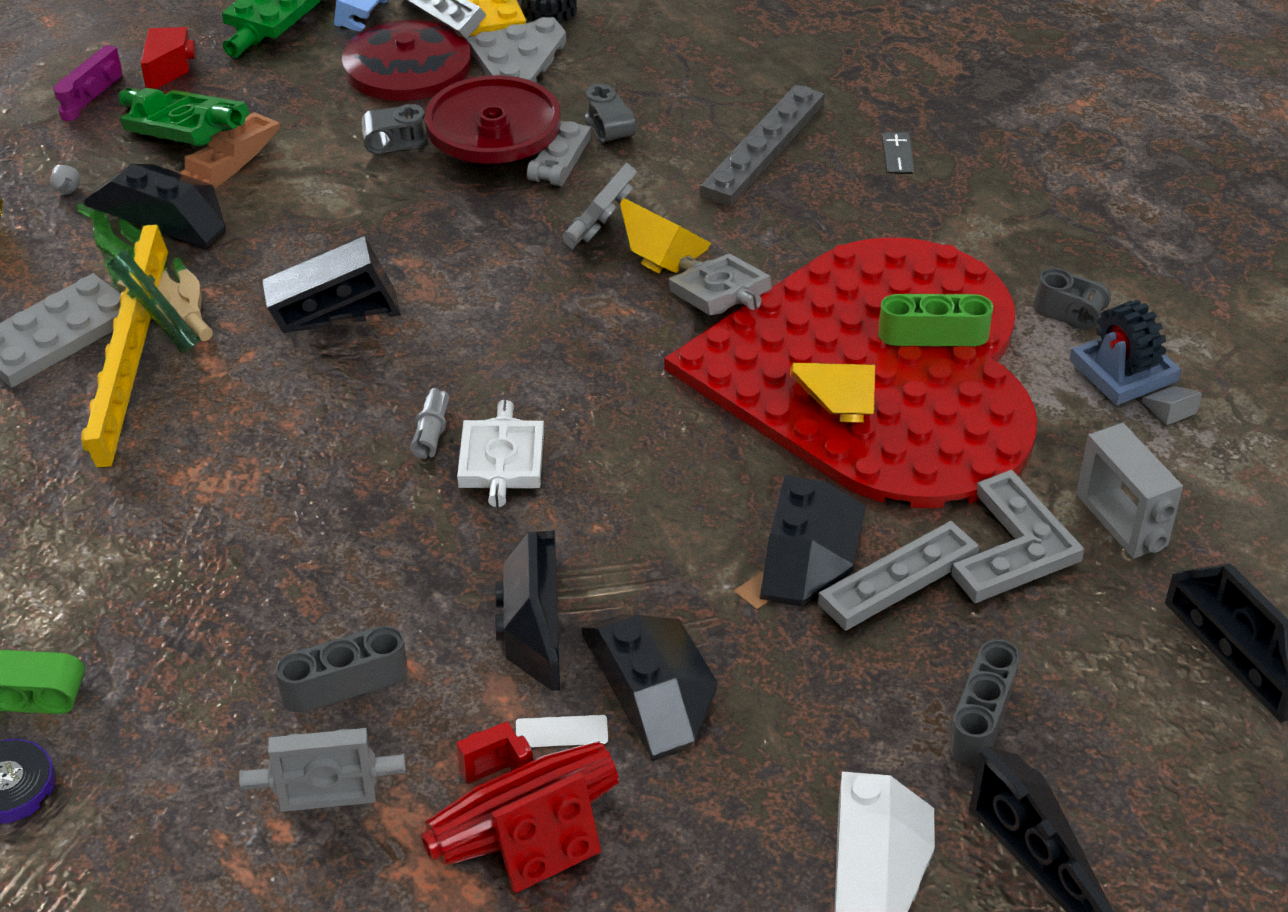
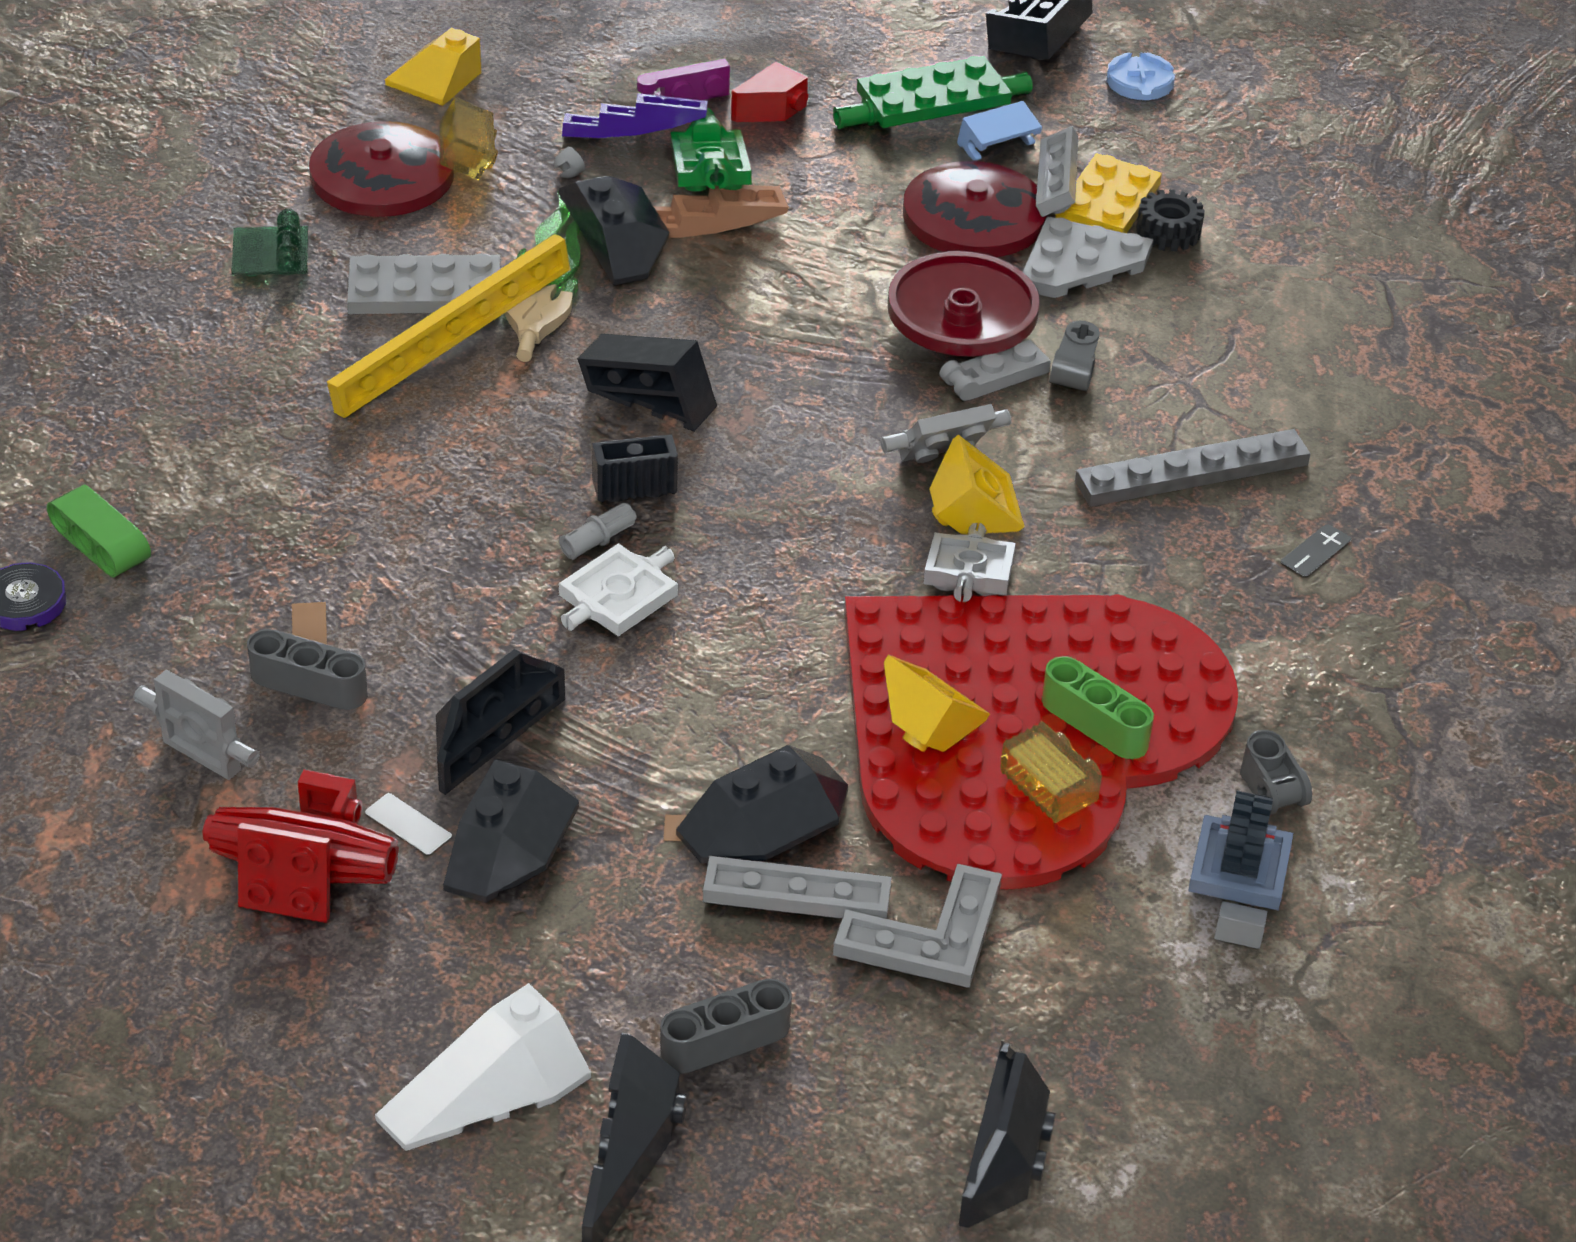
camera: 40 degrees right, 0 degrees up
(89, 115) = (650, 115): none -> dark purple slope
(122, 265) = (492, 300): clear green pin -> none
(283, 635) = (310, 621): none -> medium nougat sticker
(392, 130) = (871, 264): dark grey piece -> none
(409, 359) = (634, 468): none -> black brick
(965, 380) = (1050, 771): none -> clear yellow brick
(1120, 456) = (1063, 953): light grey window -> none

